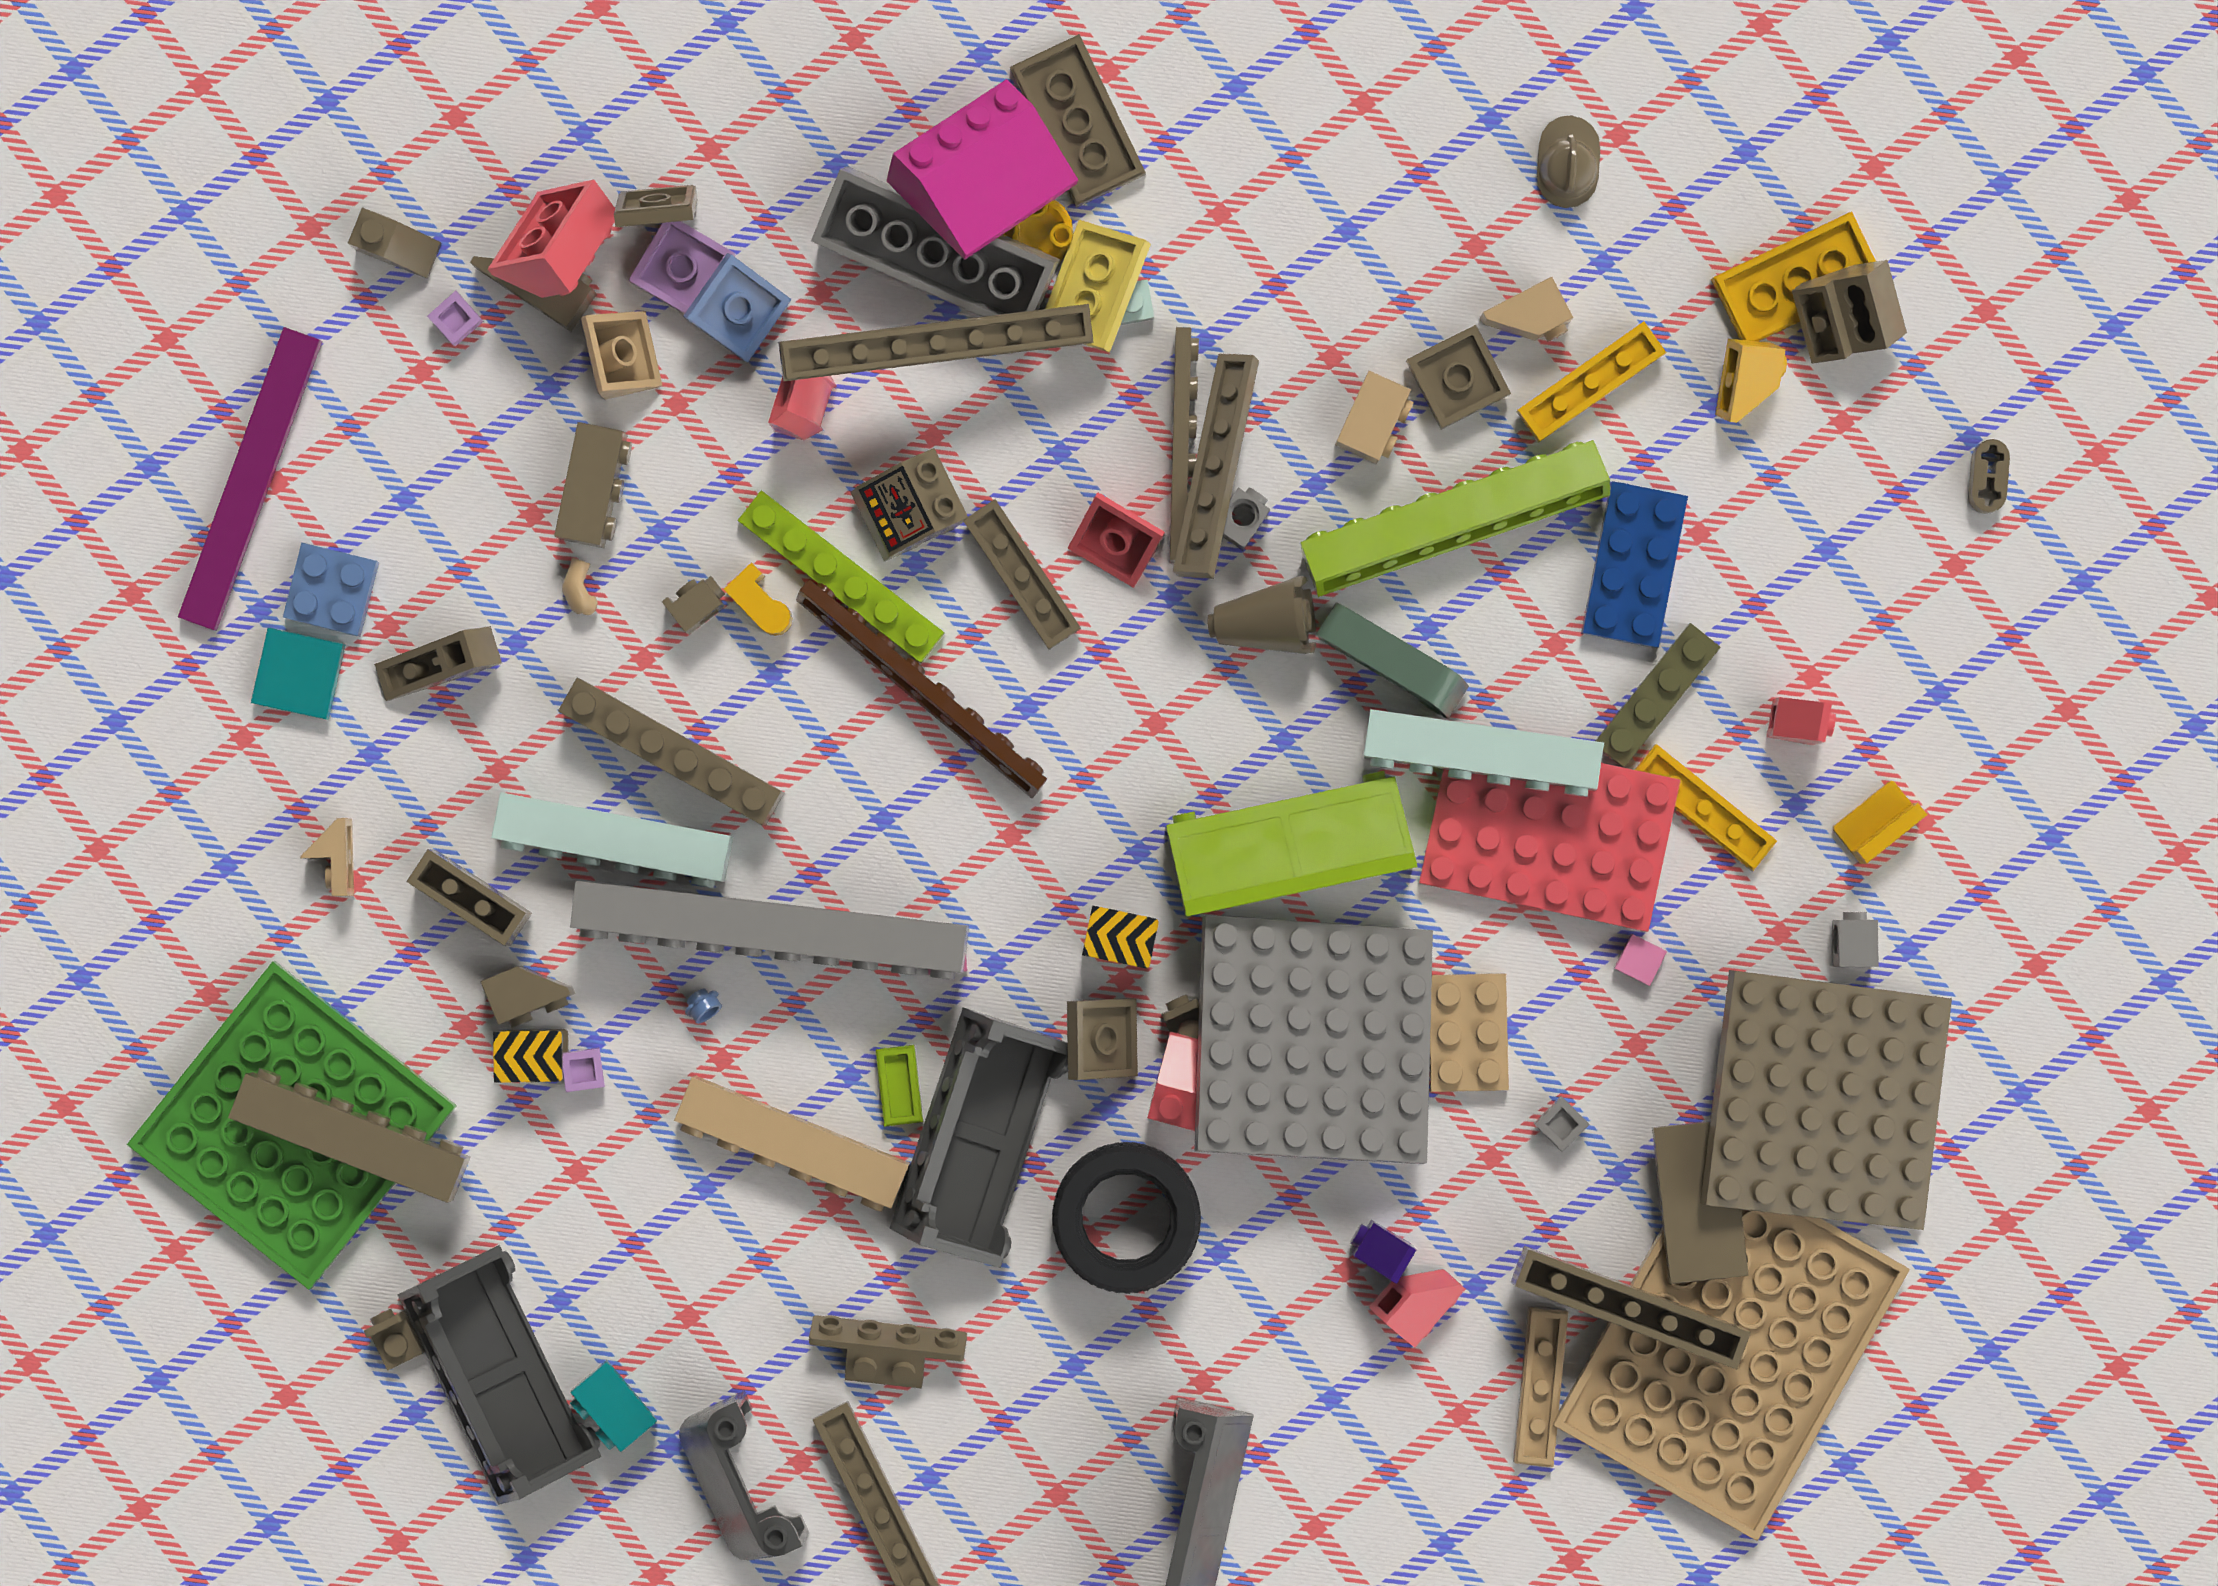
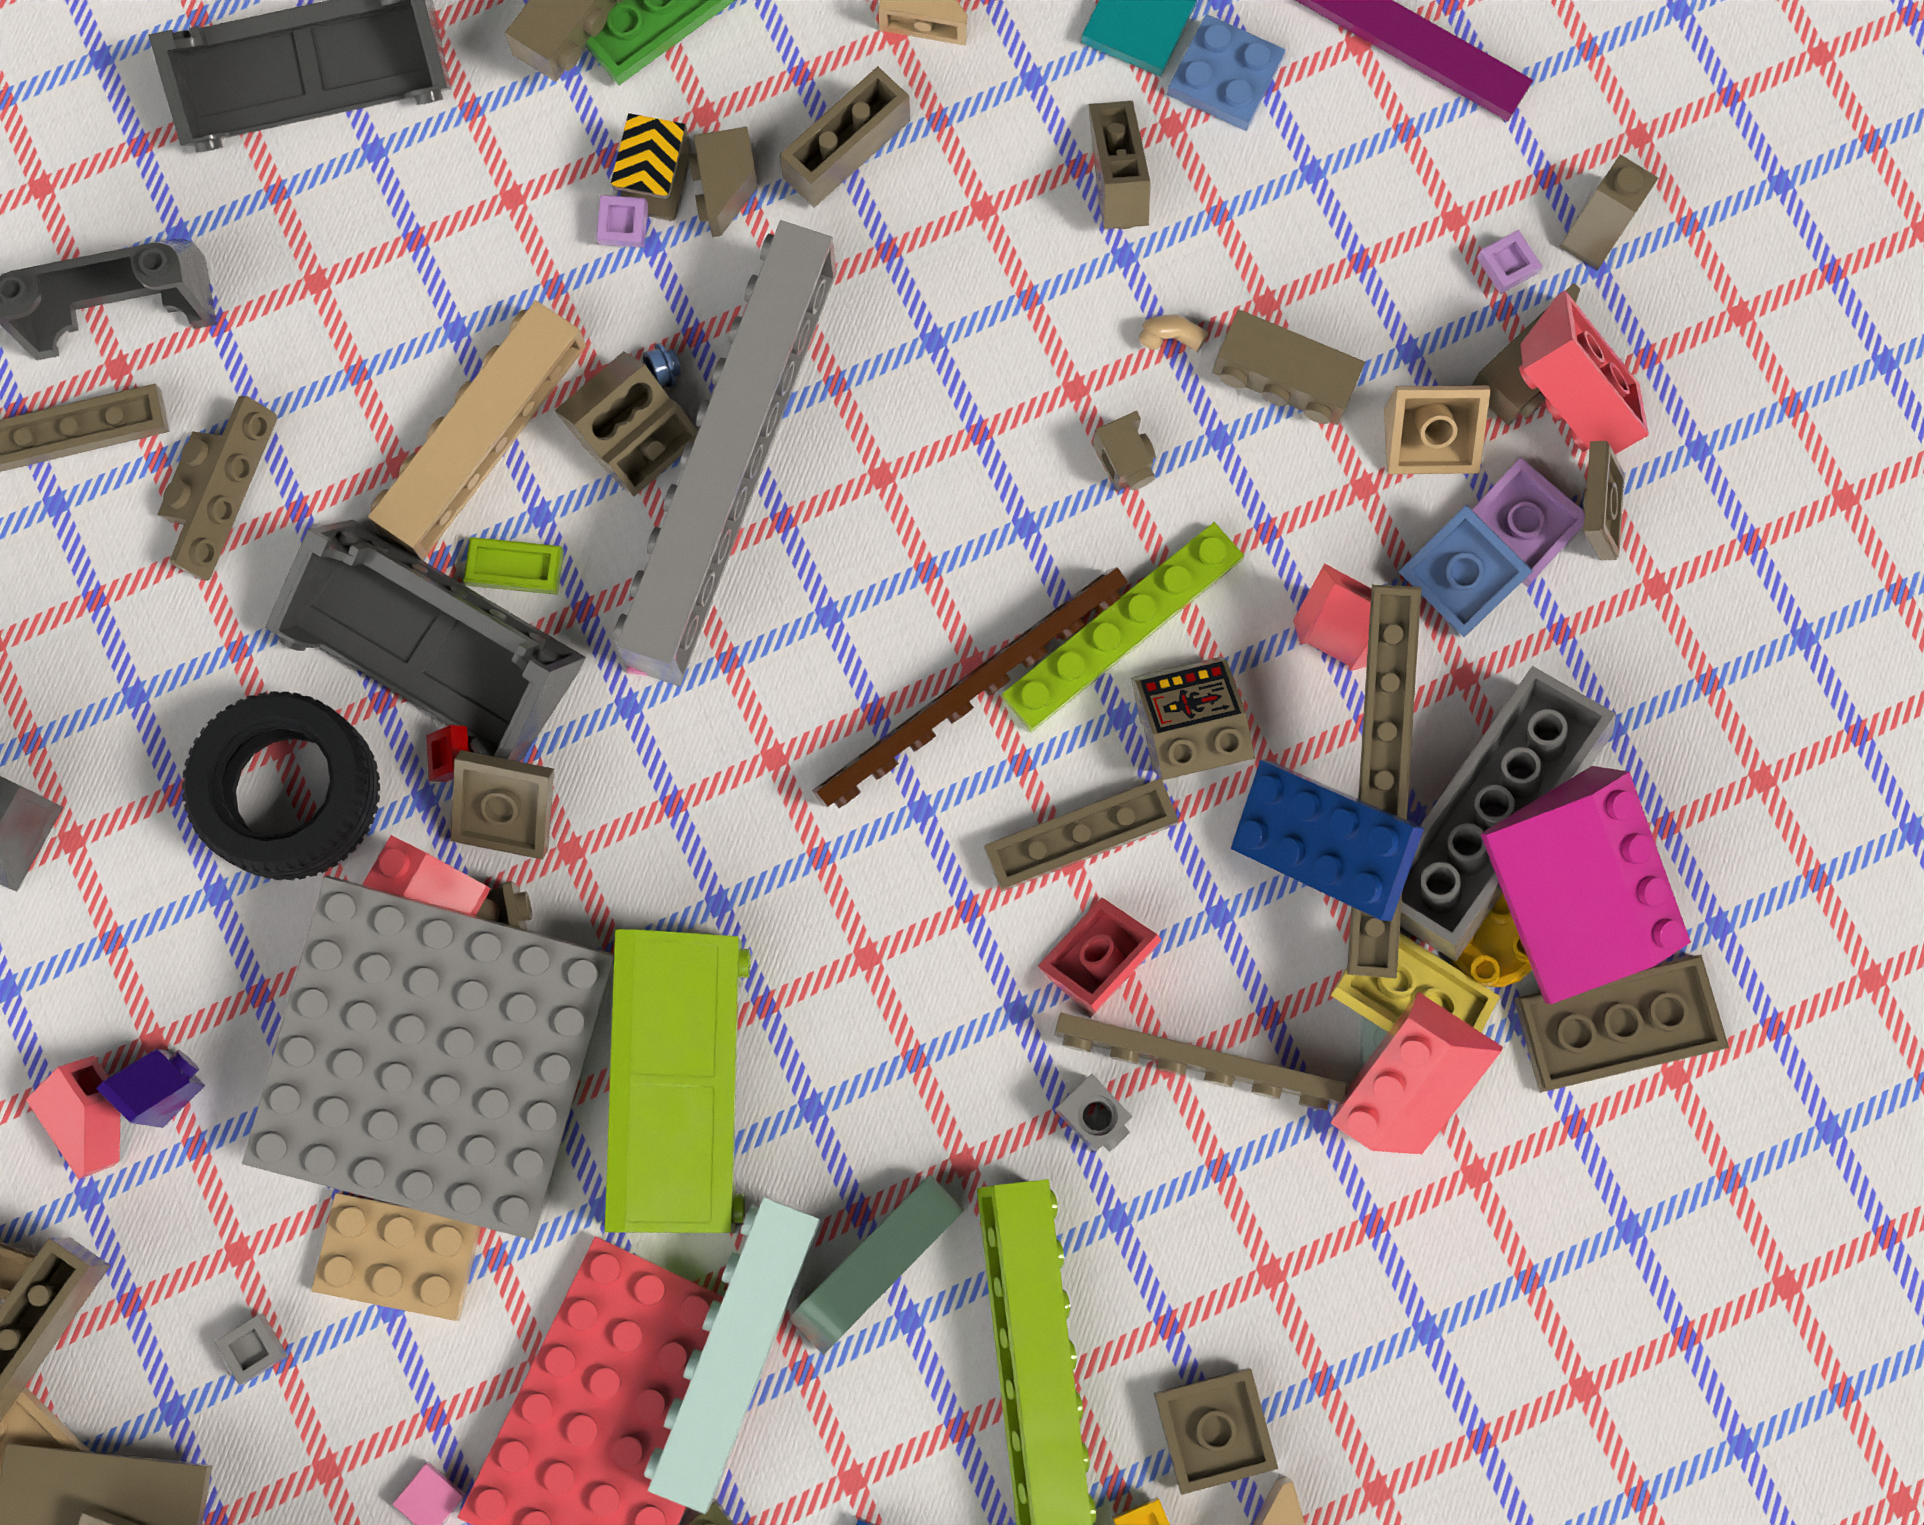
camera: 100 degrees right, 10 degrees down
(612, 1406) = (233, 171): teal brick -> none
(613, 838) = (876, 307): light aqua brick -> none
(671, 751) = (959, 390): dark tan brick -> none
(760, 1019) = (628, 423): none -> dark tan piece
(767, 613) = (1112, 523): yellow leg -> none
(991, 379) = (1327, 839): none -> blue plate
(1068, 1096) = (442, 750): none -> red plate
(1120, 937) = (618, 854): piece -> none
(1163, 276) = (1414, 1079): none -> coral slope
(1216, 466) = (1164, 1094): dark tan plate -> none
(1268, 619) = (961, 1120): dark tan cone -> none
(1374, 417) = (1185, 1309): tan brick -> none

